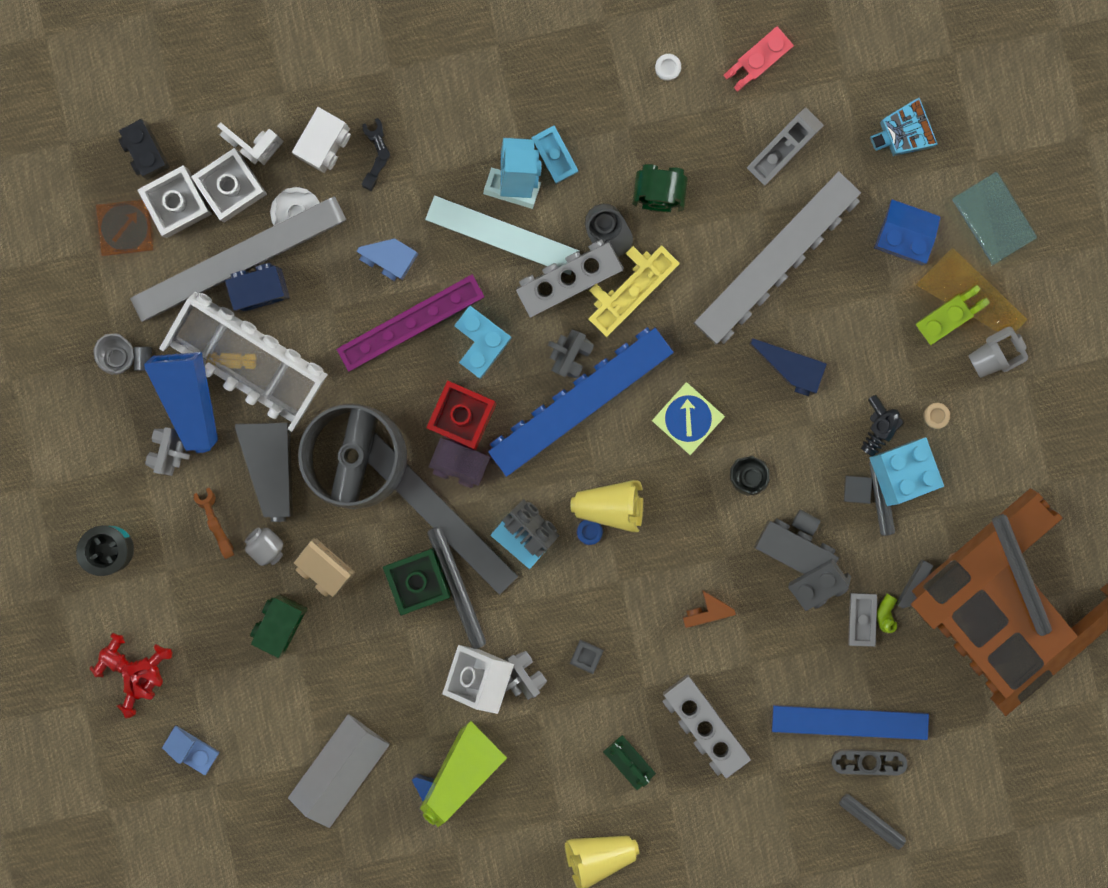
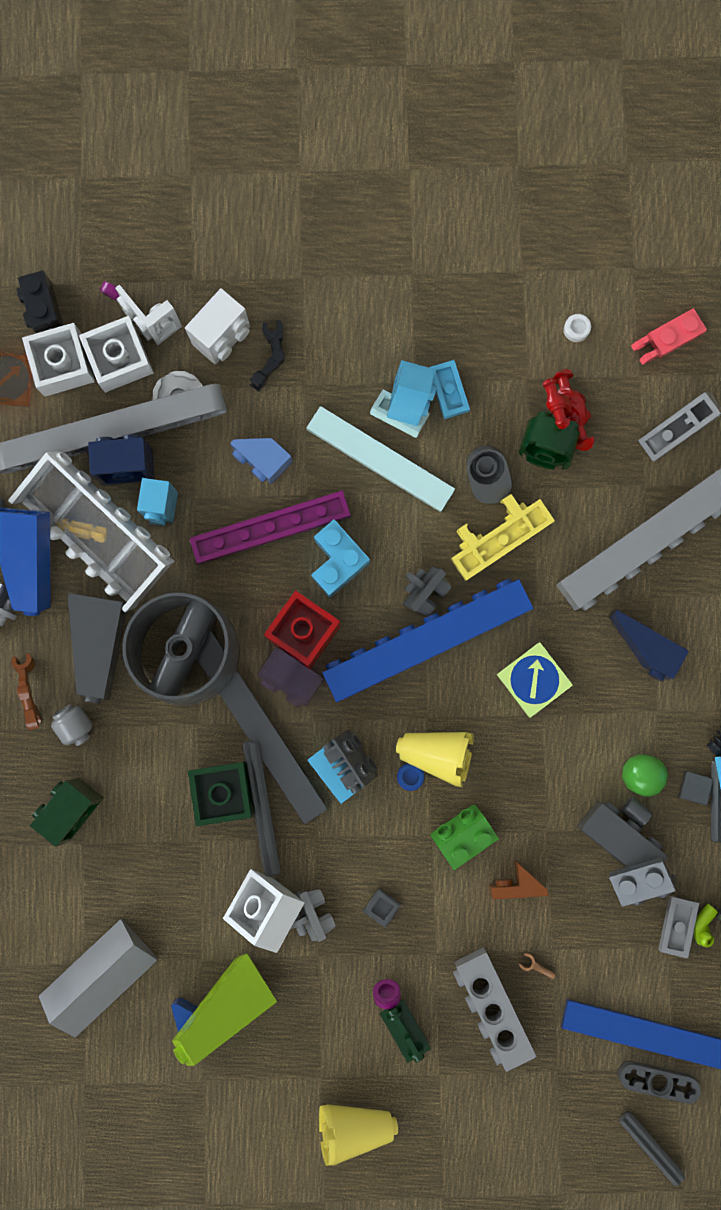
camera: 15 degrees right, 5 degrees down
(209, 122) = (109, 290): none -> magenta tile
(299, 321) = (157, 501): none -> medium azure brick
(323, 568) = (127, 759): tan slope -> none
(536, 302) = (483, 507): light grey brick -> none
(606, 732) = (387, 994): none -> magenta tile
(650, 577) = (464, 836): none -> bright green bracket
(671, 151) = (568, 405): none -> red piece
(739, 681) = (537, 967): none -> medium nougat hand
(749, 475) = (587, 751): pearl dark grey hair -> none
(808, 486) = (645, 775): none -> bright green hair

